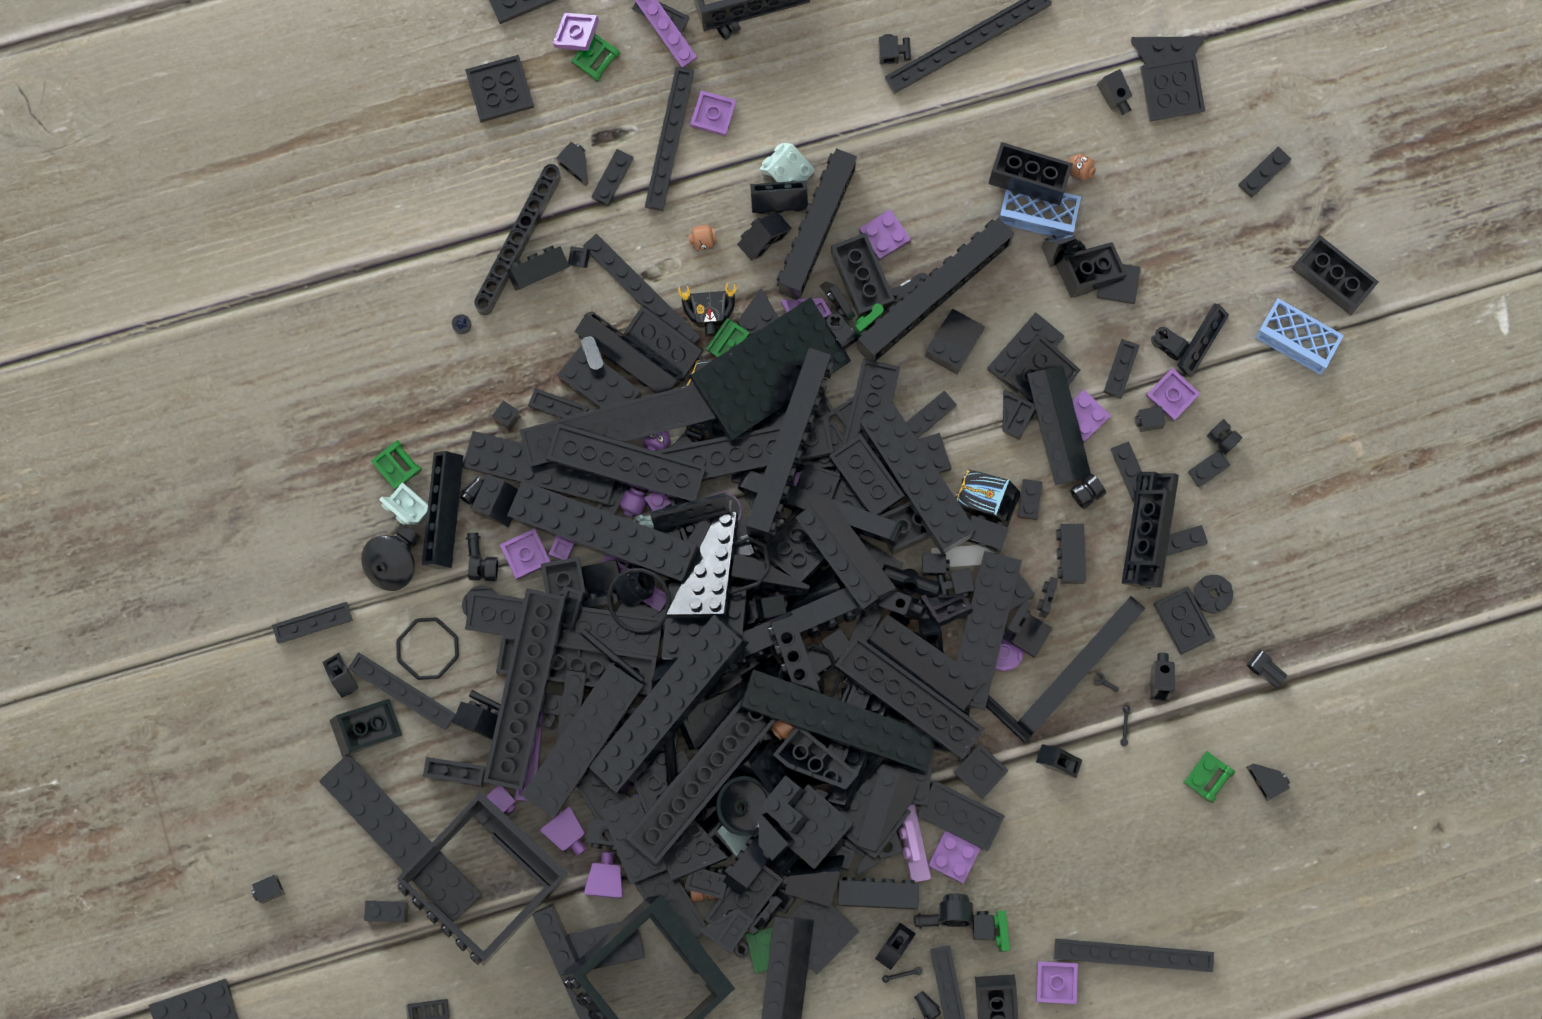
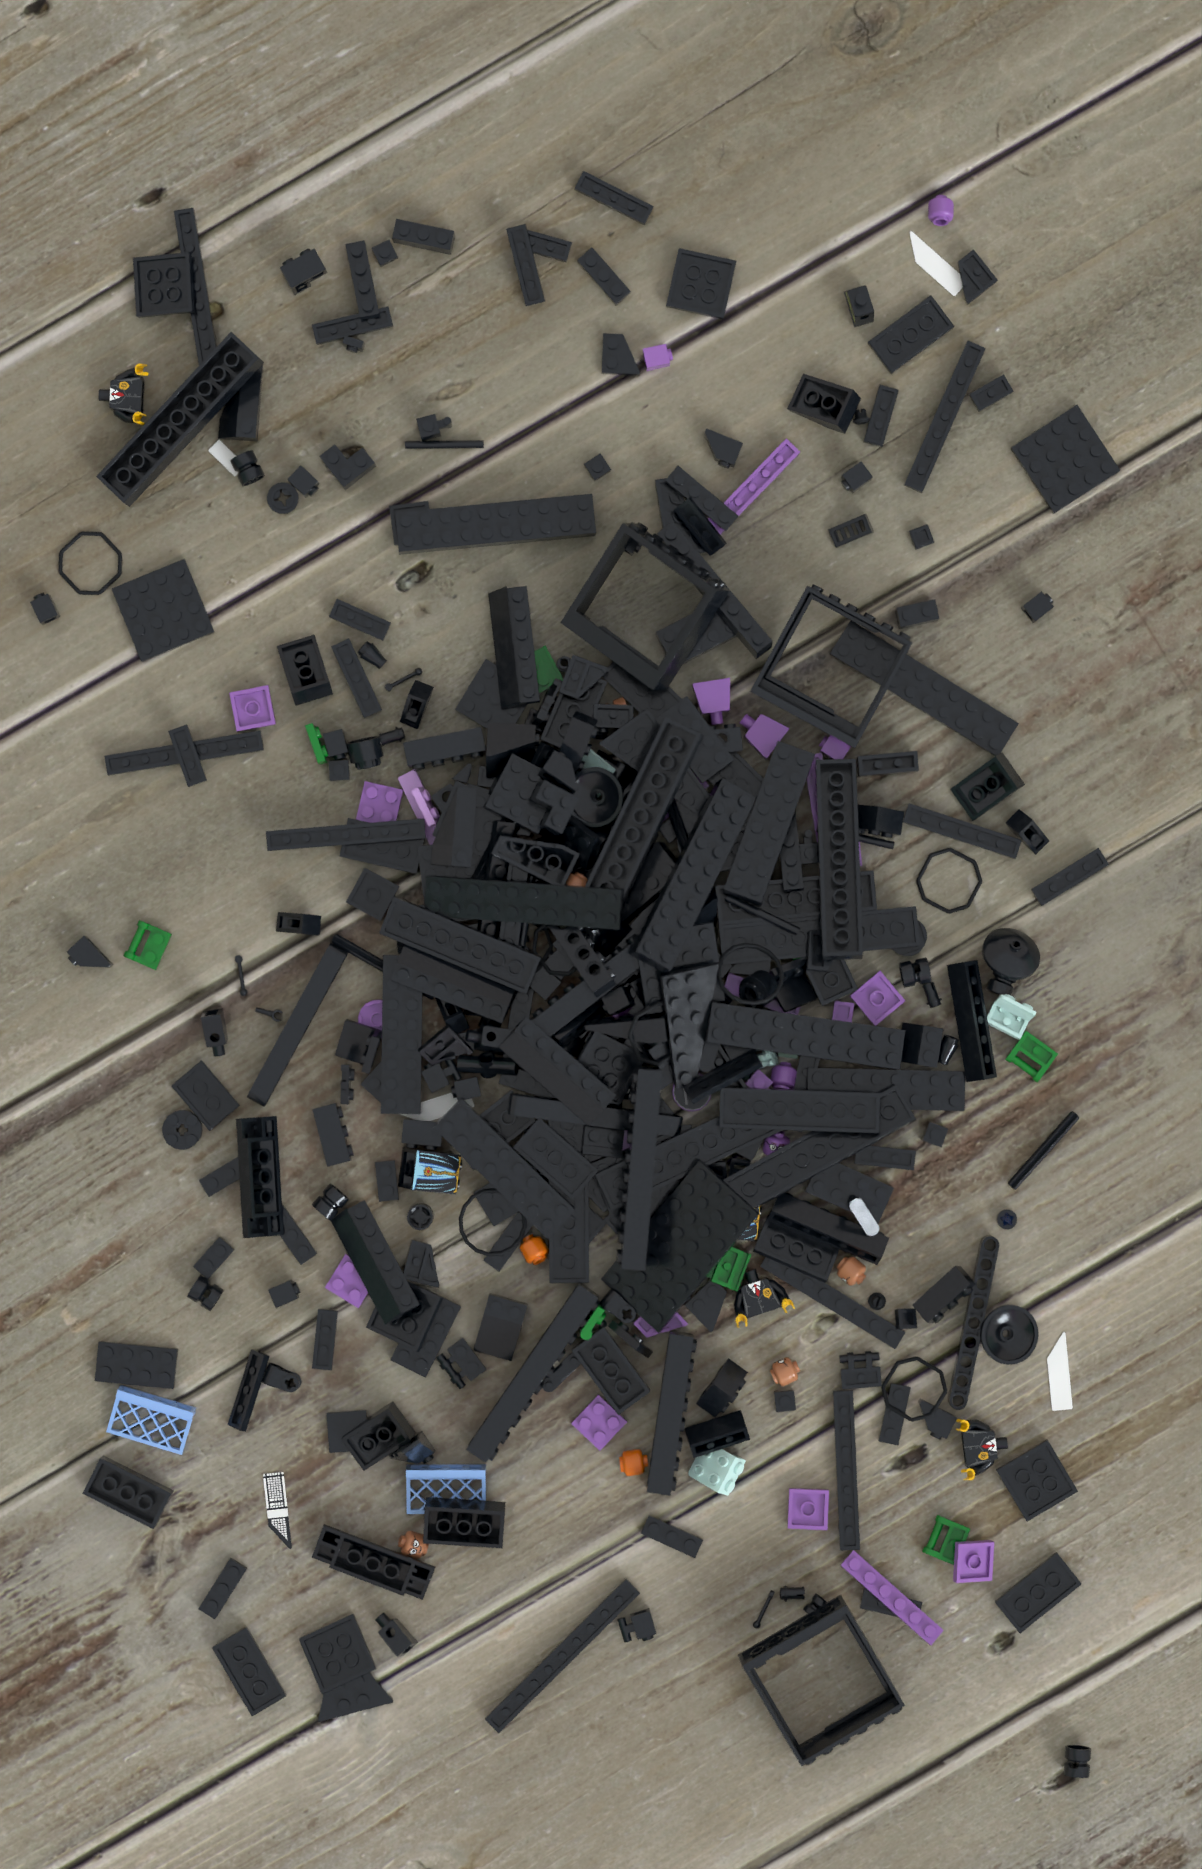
camera: 170 degrees right, 10 degrees up
(361, 988) = (921, 537): none -> black tile
(410, 377) = (1043, 1150): none -> black axle
(453, 174) = (1059, 1376): none -> white sticker
(482, 211) = (1021, 1335): none -> black dish
(543, 128) = (979, 1446): none -> black torso
(569, 211) = (936, 1405): none -> black piece
(601, 280) = (877, 1301): none -> black piece
(617, 311) = (851, 1270): none -> nougat head
(634, 216) = (863, 1376): none -> black plate
(709, 212) = (785, 1401): none -> black plate
(746, 44) = (792, 1593): none -> black pin
(786, 26) = (756, 1624): none -> black hinge
(843, 119) = (671, 1536): none -> black plate
(862, 191) = (633, 1462): none -> orange head
(907, 402) = (534, 1249): none -> orange head
(962, 416) = (470, 1244): none -> black piece
(985, 900) = (339, 770): none -> black plate
(993, 319) = (465, 1358): none -> black plate
(994, 834) = (345, 834): none -> black plate
(1006, 457) = (420, 1216): none -> black wheel
(1123, 158) = (373, 1563): none -> black slope
(1131, 950) = (187, 755): none -> black plate
(1173, 394) = (266, 1325): medium lavender plate -> none
(1198, 232) = (277, 1506): none -> sticker
(1256, 94) = (249, 1671): none -> black plate
(1262, 665) = (115, 1067): black piece -> none
(1302, 389) = (136, 1364): none -> black plate

